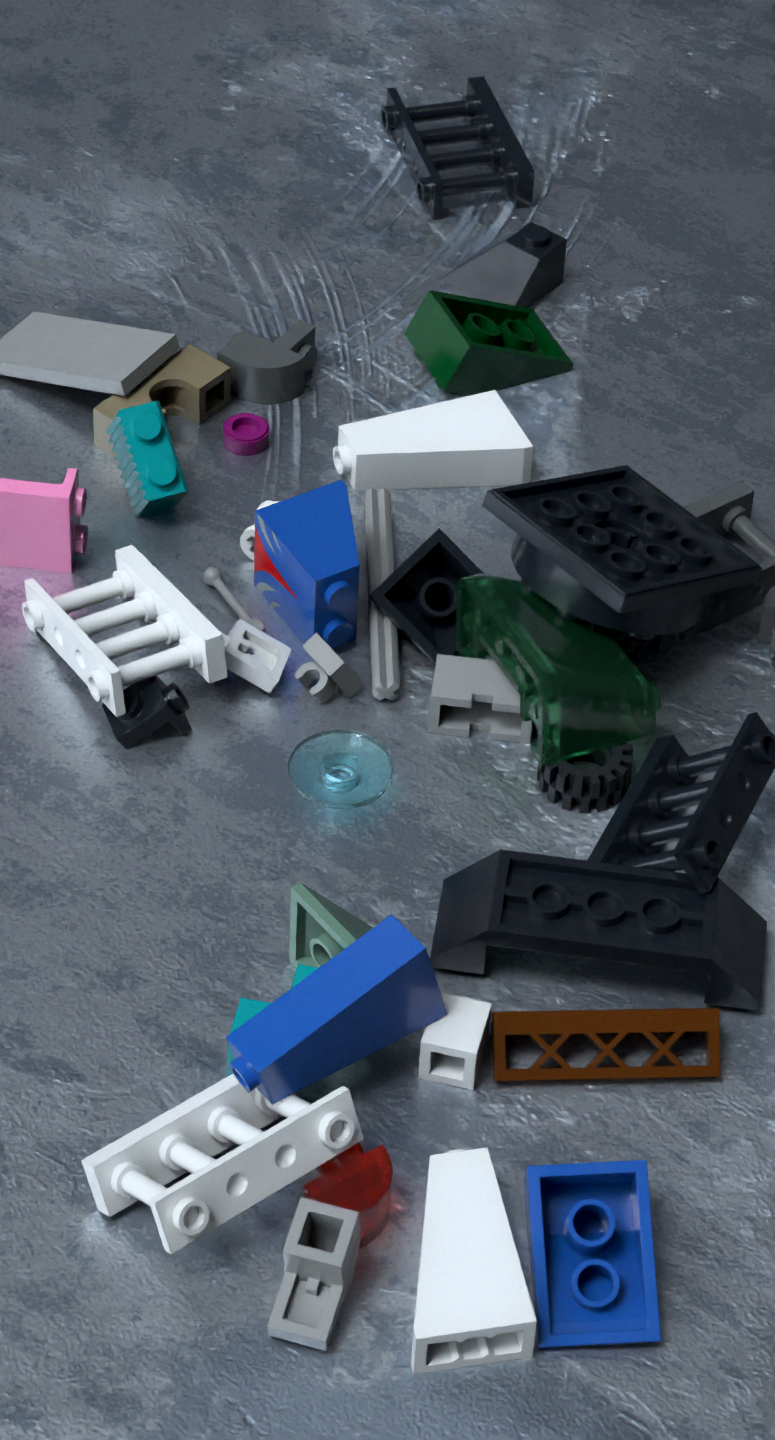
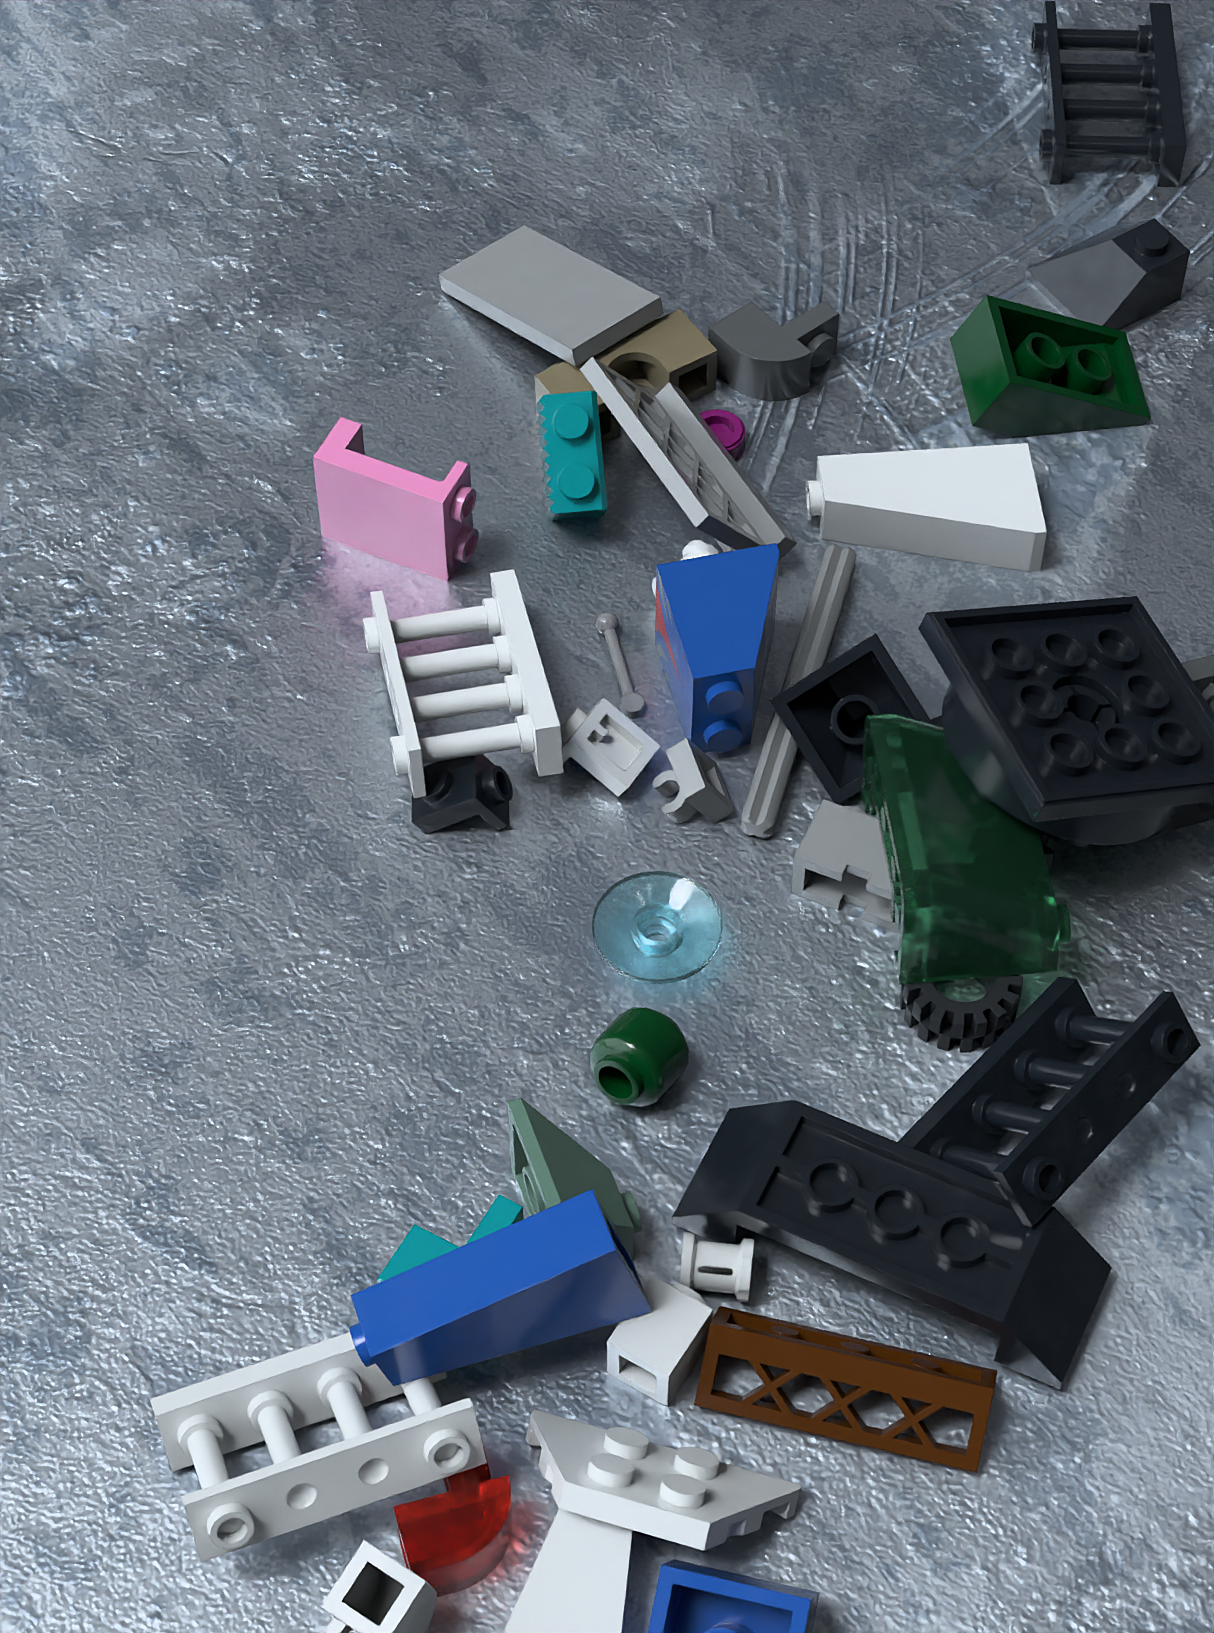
camera: 20 degrees right, 10 degrees up
(237, 447) = (690, 462): none -> light grey fence
(362, 858) = (639, 1057): none -> dark green head
(467, 1129) = (653, 1487): none -> white wing
(492, 973) = (717, 1266): none -> white bush

